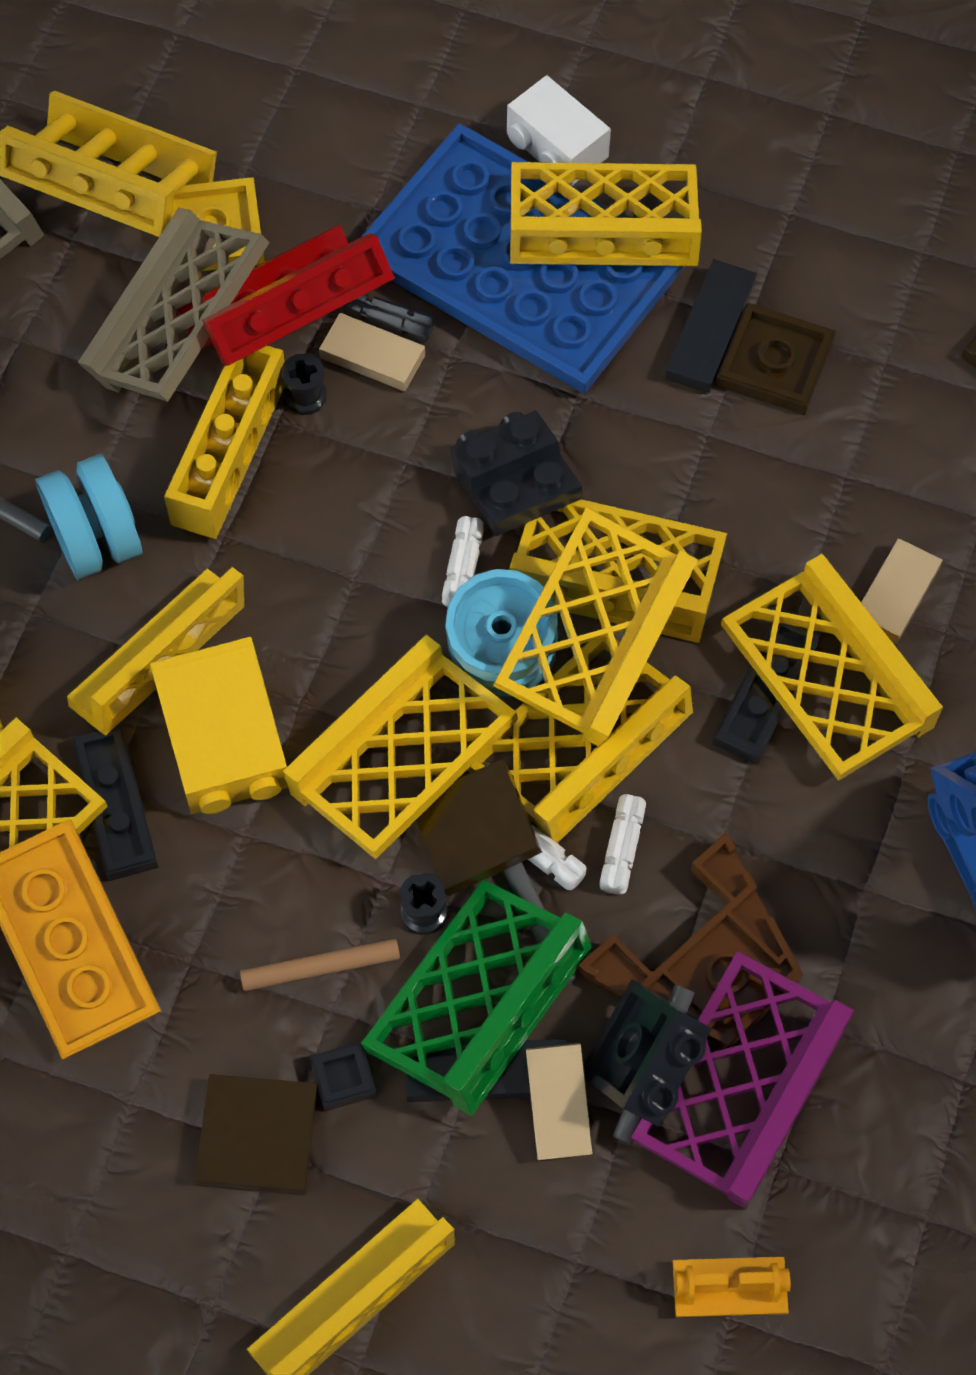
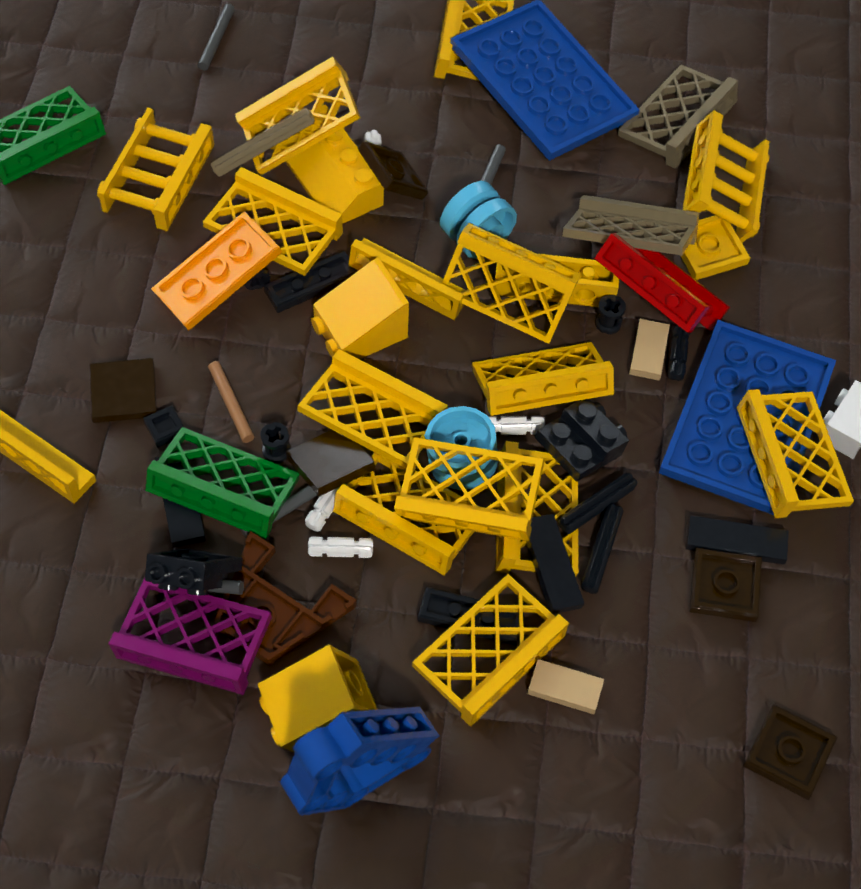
camera: 75 degrees right, 5 degrees down
(215, 462) = (524, 263): none -> yellow fence
(430, 483) = (539, 389): none -> yellow fence
(558, 1101) = (162, 534): tan tile -> none
(624, 479) = (597, 503): none -> black axle
(693, 494) = (602, 549): none -> black axle
(728, 556) = (553, 566): none -> black tile
(731, 1287) = (63, 651): light orange hinge -> none
(883, 917) = (313, 694): none -> yellow slope

